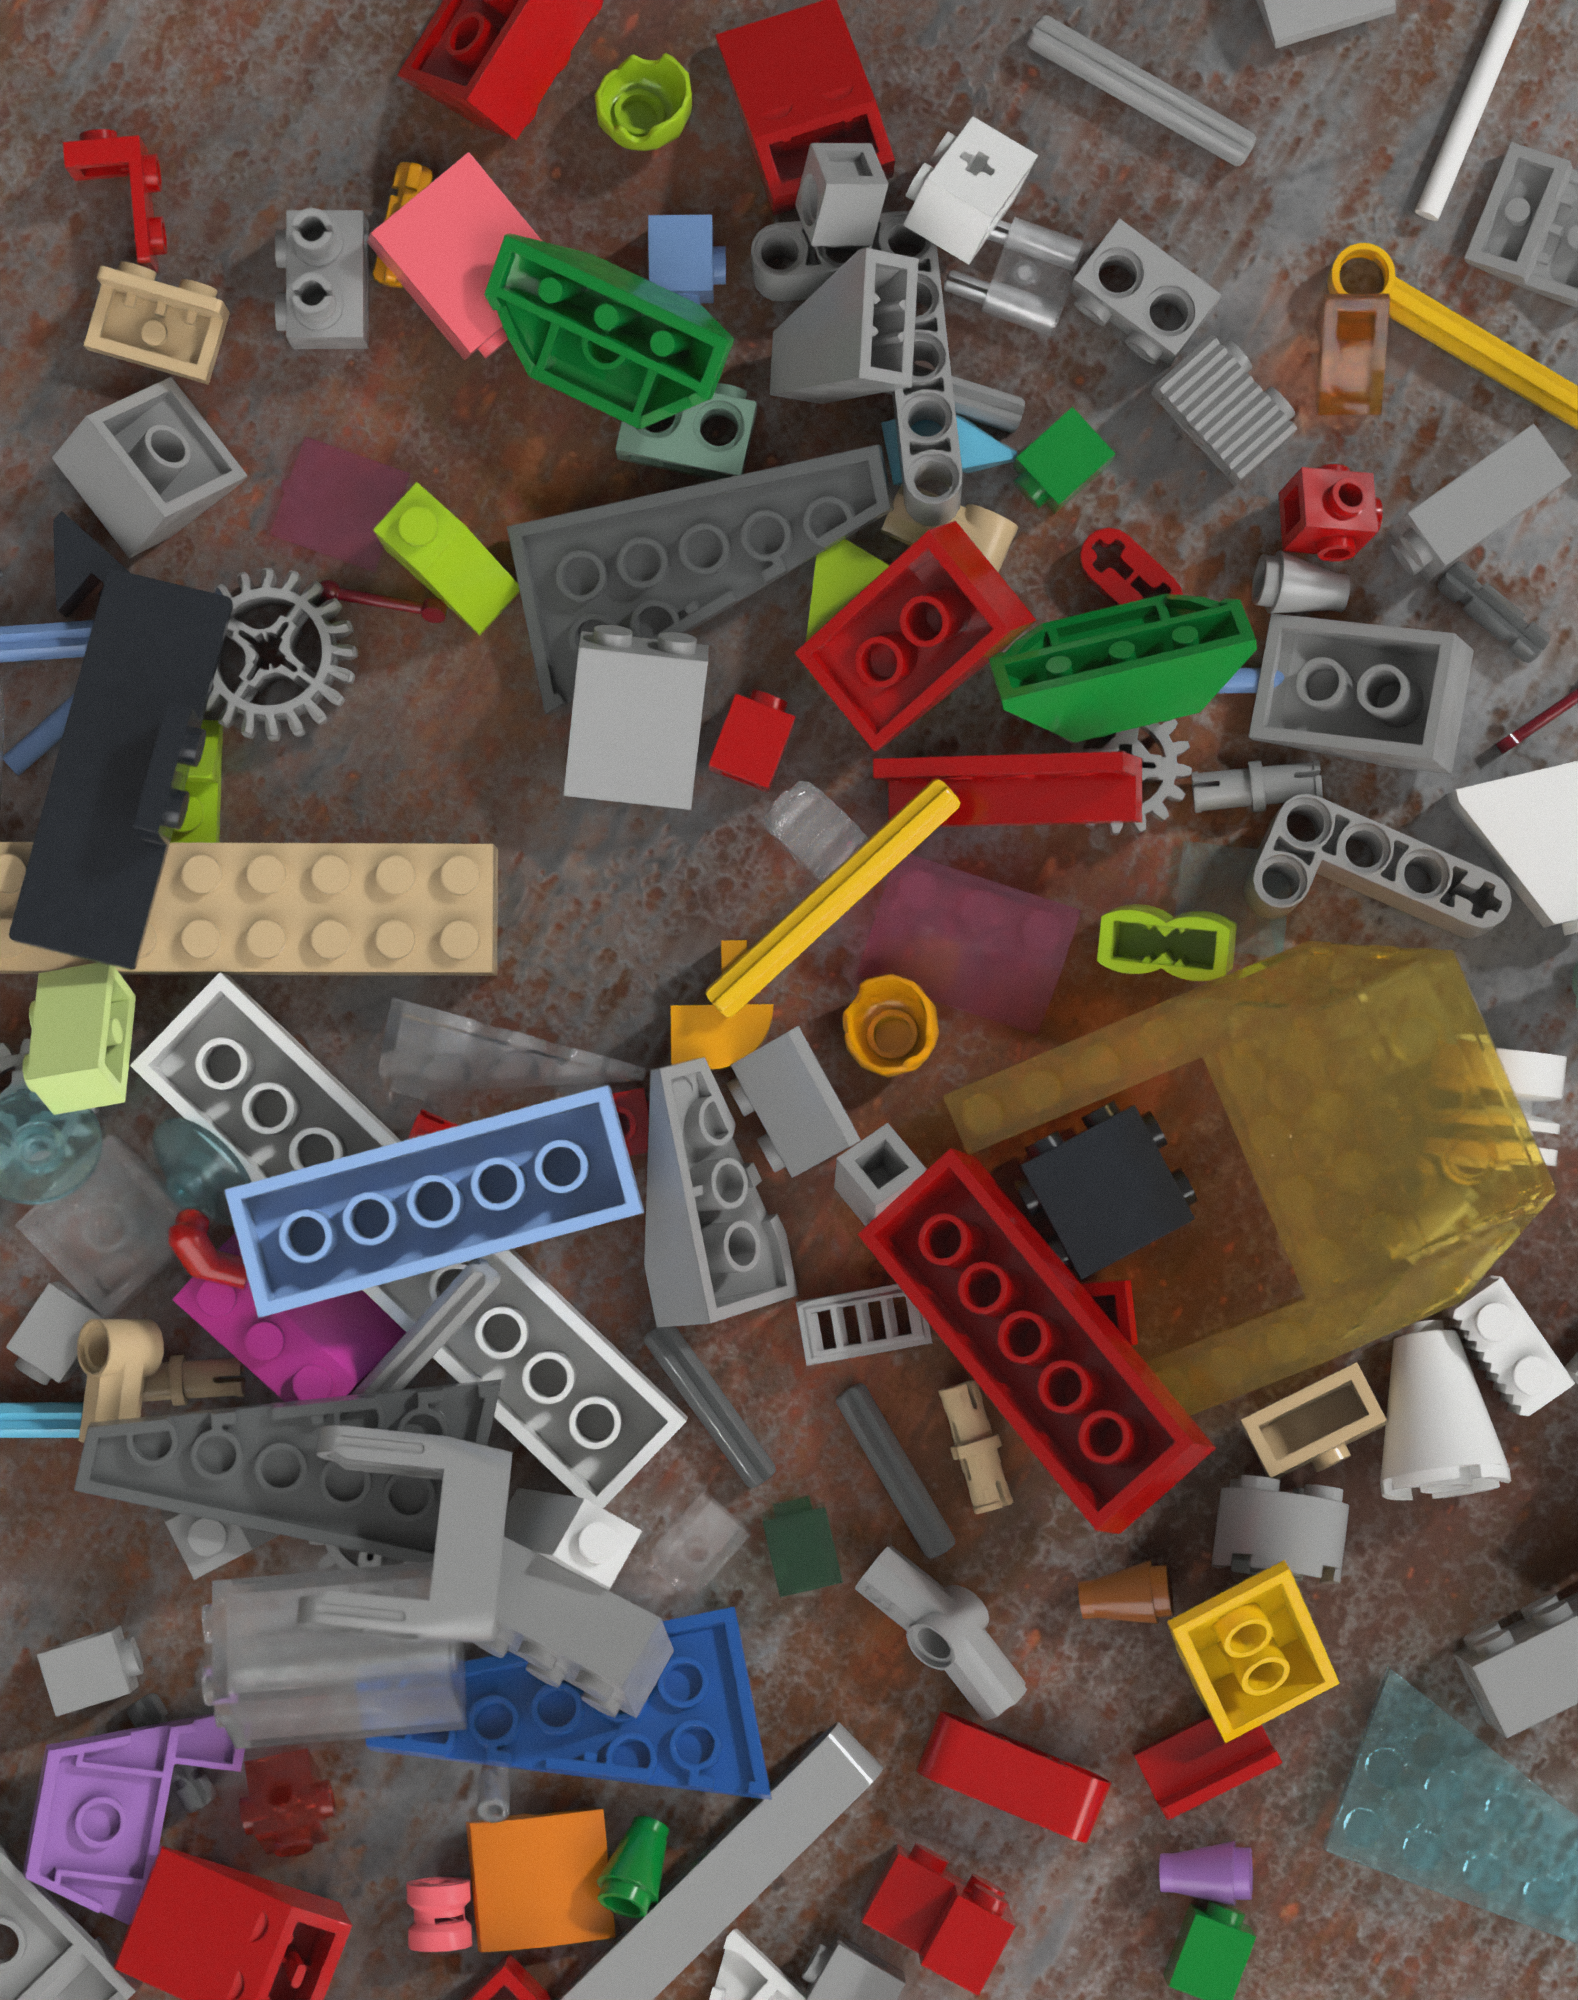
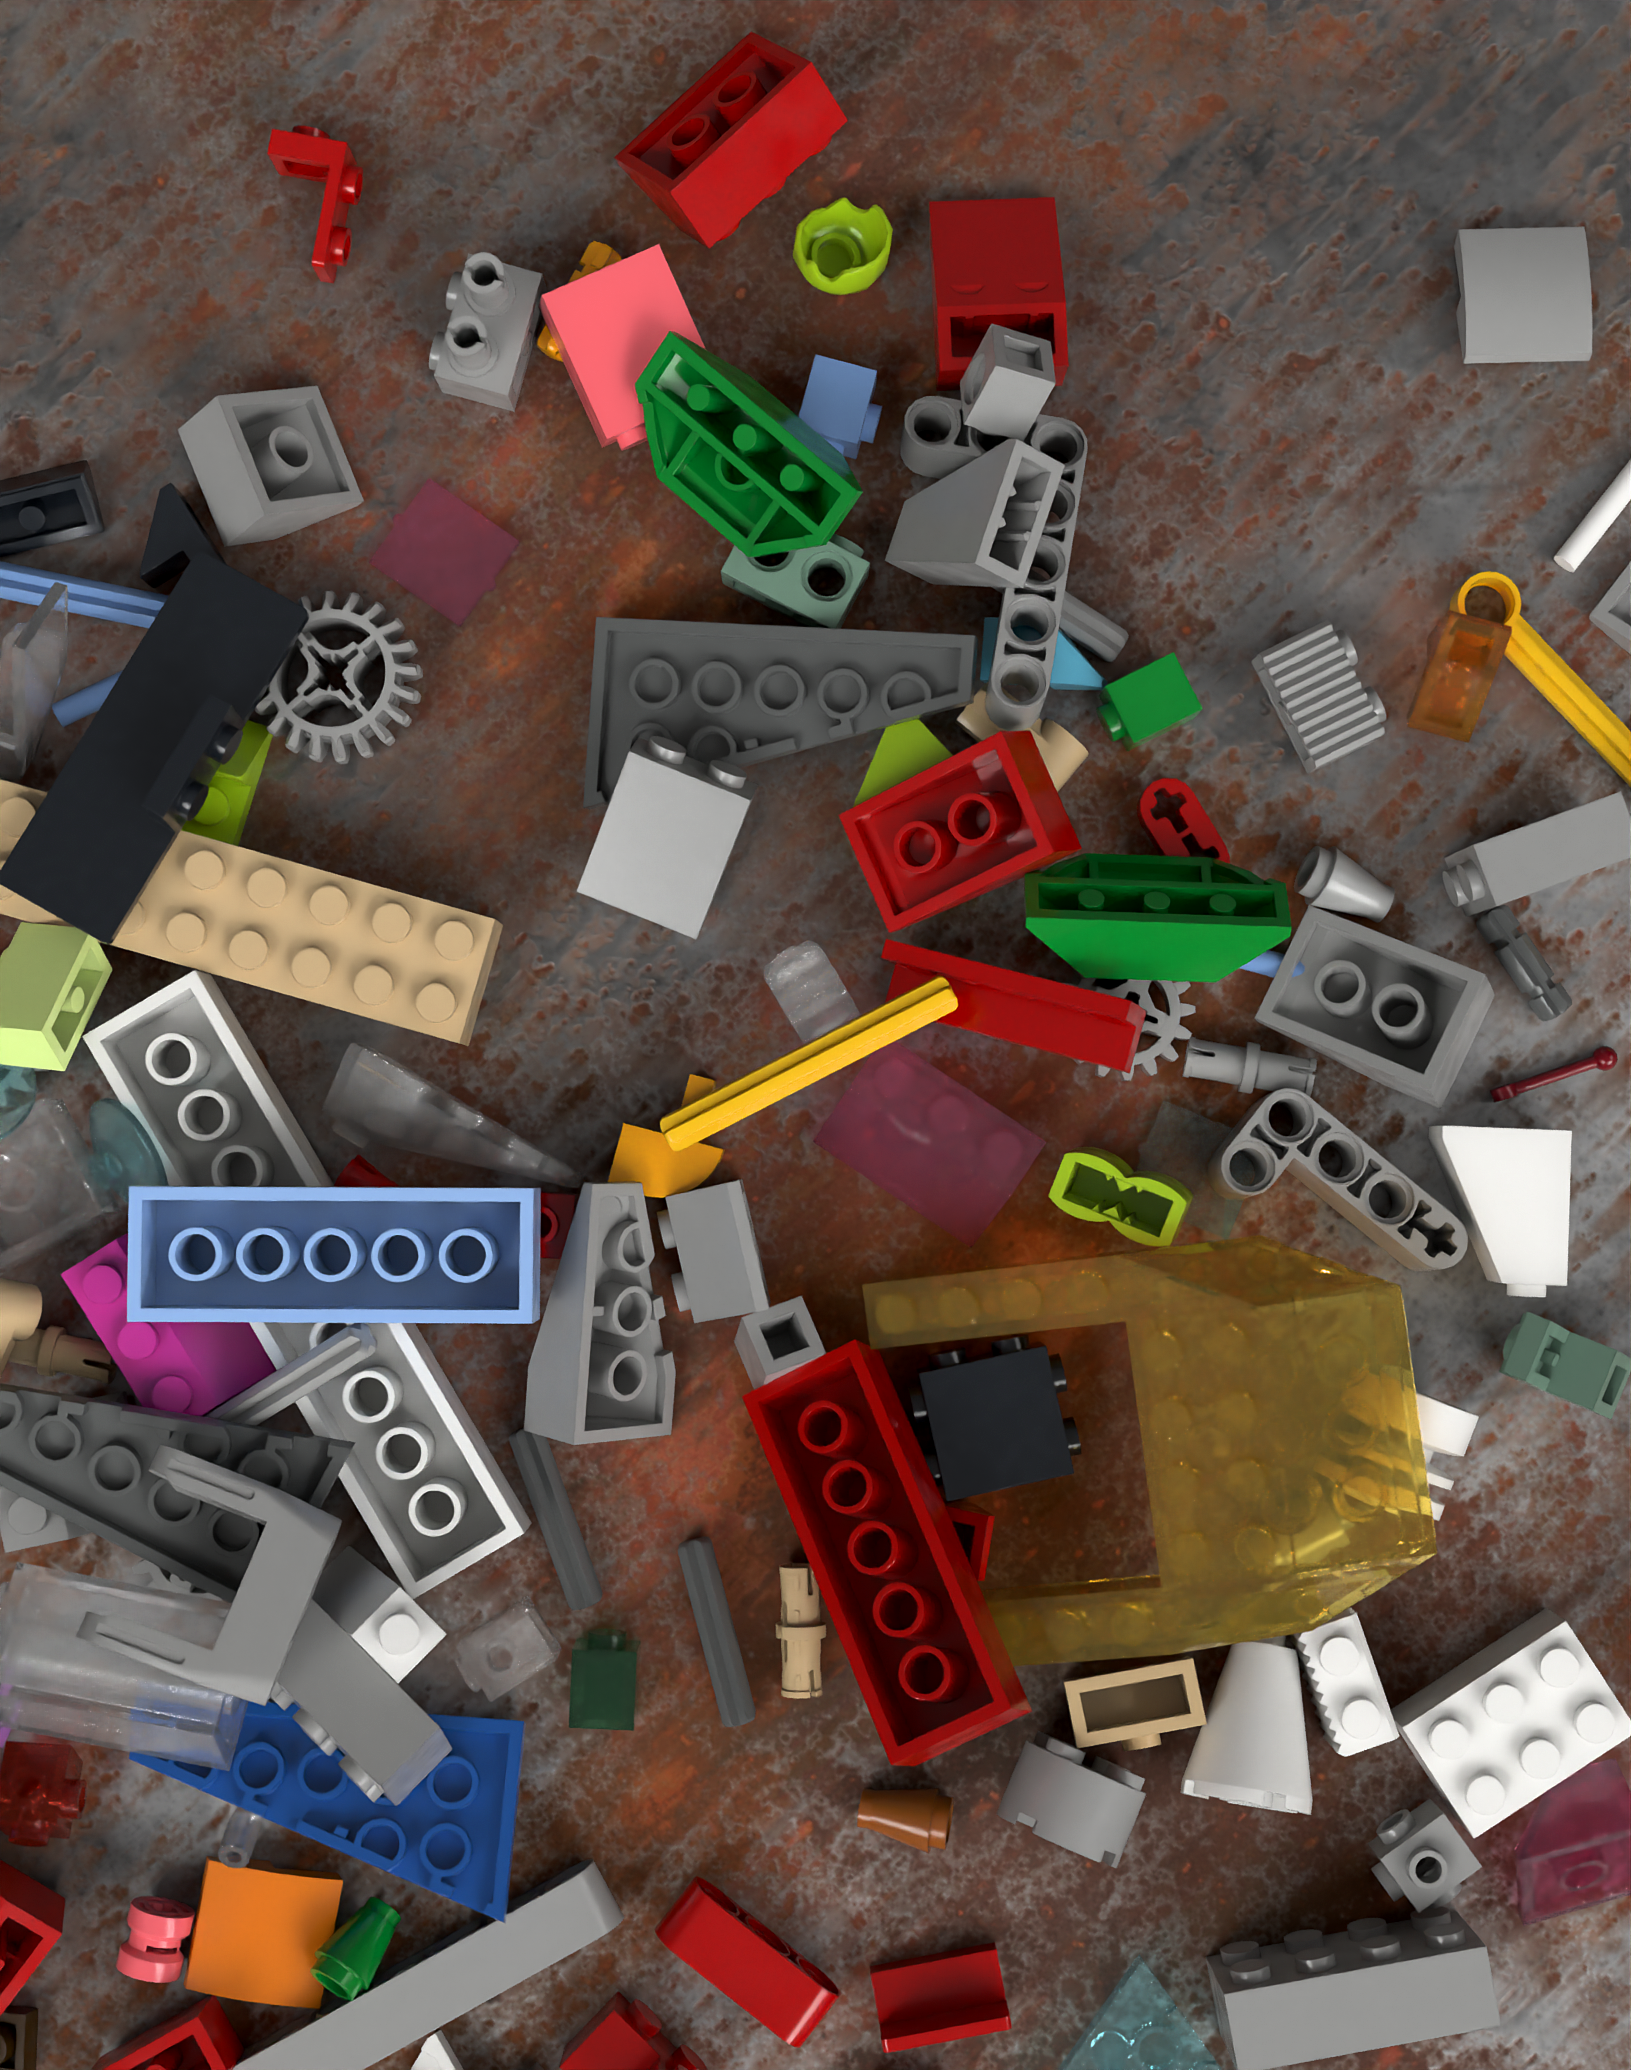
camera: 15 degrees right, 0 degrees up
(157, 322) = (316, 329): tan bracket -> none
(200, 1256) = (94, 1238): red arm -> none
(431, 610) = (502, 677): dark red hinge -> none
(446, 558) = (528, 630): lime slope -> none
(753, 740) = (776, 888): red brick -> none
(811, 1332) = (699, 1501): light grey slope -> none
(890, 1025) = (831, 1201): light orange hair -> none
(944, 1631) = (720, 1802): light grey piece -> none
(967, 188) = (1130, 413): white brick -> none
(1029, 276) = (1167, 515): clear piece -> none
(1141, 90) = (1323, 368): light grey axle -> none
(1155, 280) = (1286, 554): light grey brick -> none
(1253, 1652) = (1014, 1917): yellow slope -> none
(1329, 512) = (1393, 822): red brick -> none

